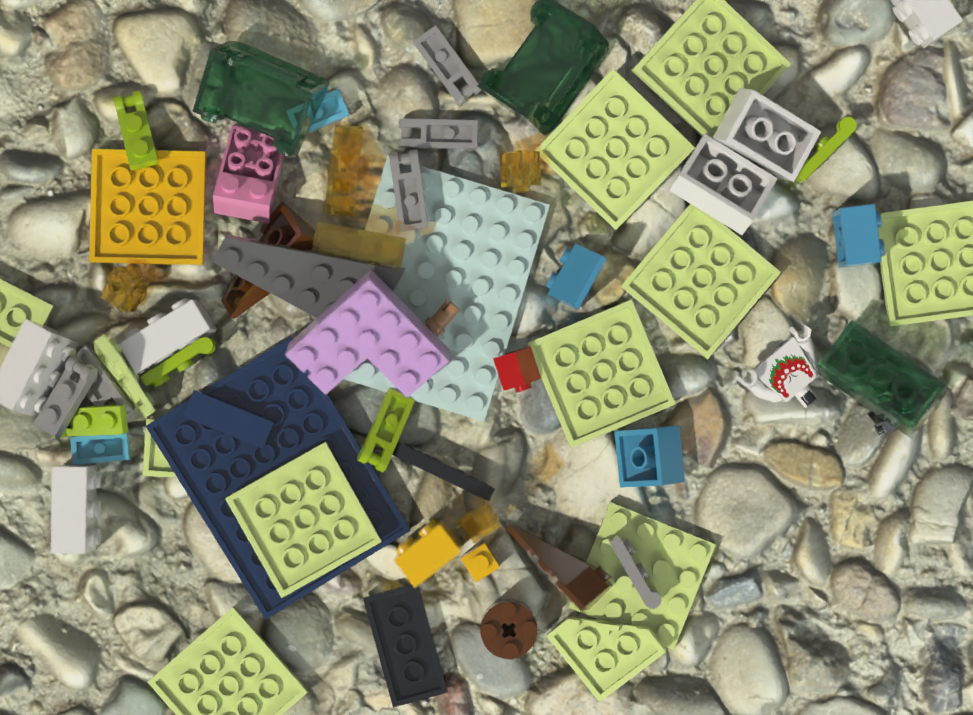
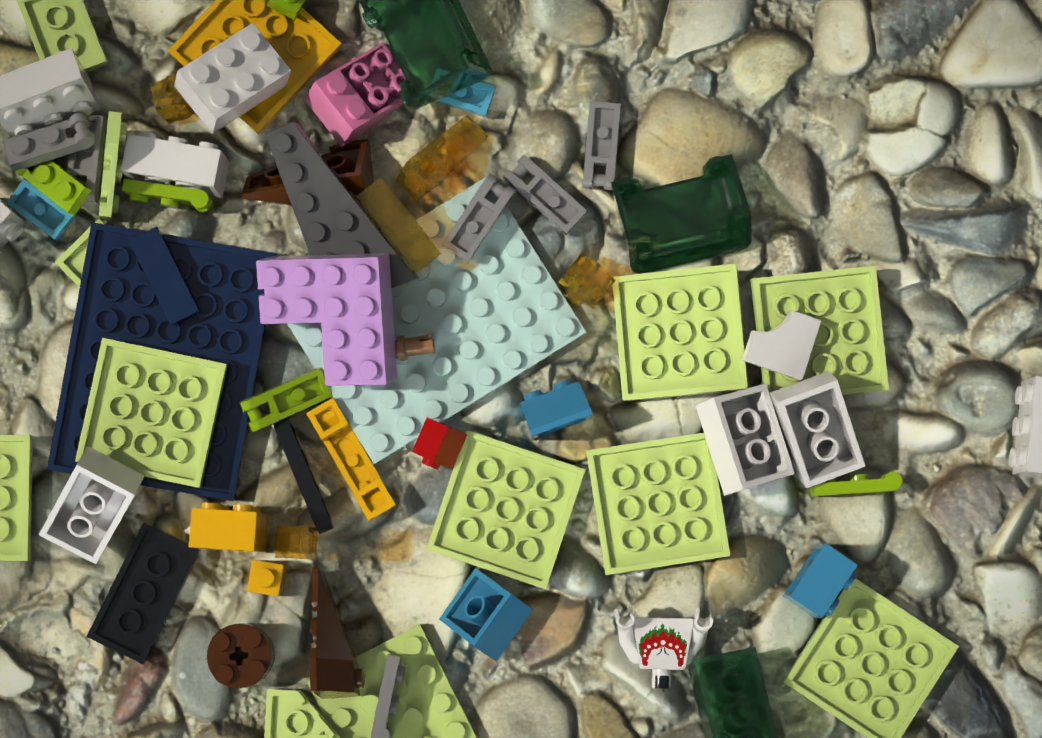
camera: 40 degrees right, 5 degrees down
(154, 242) = (232, 78): none -> white brick
(319, 617) = (91, 505): none -> white brick
(466, 431) = (351, 459): none -> yellow slope
(696, 96) = (784, 347): none -> white tile

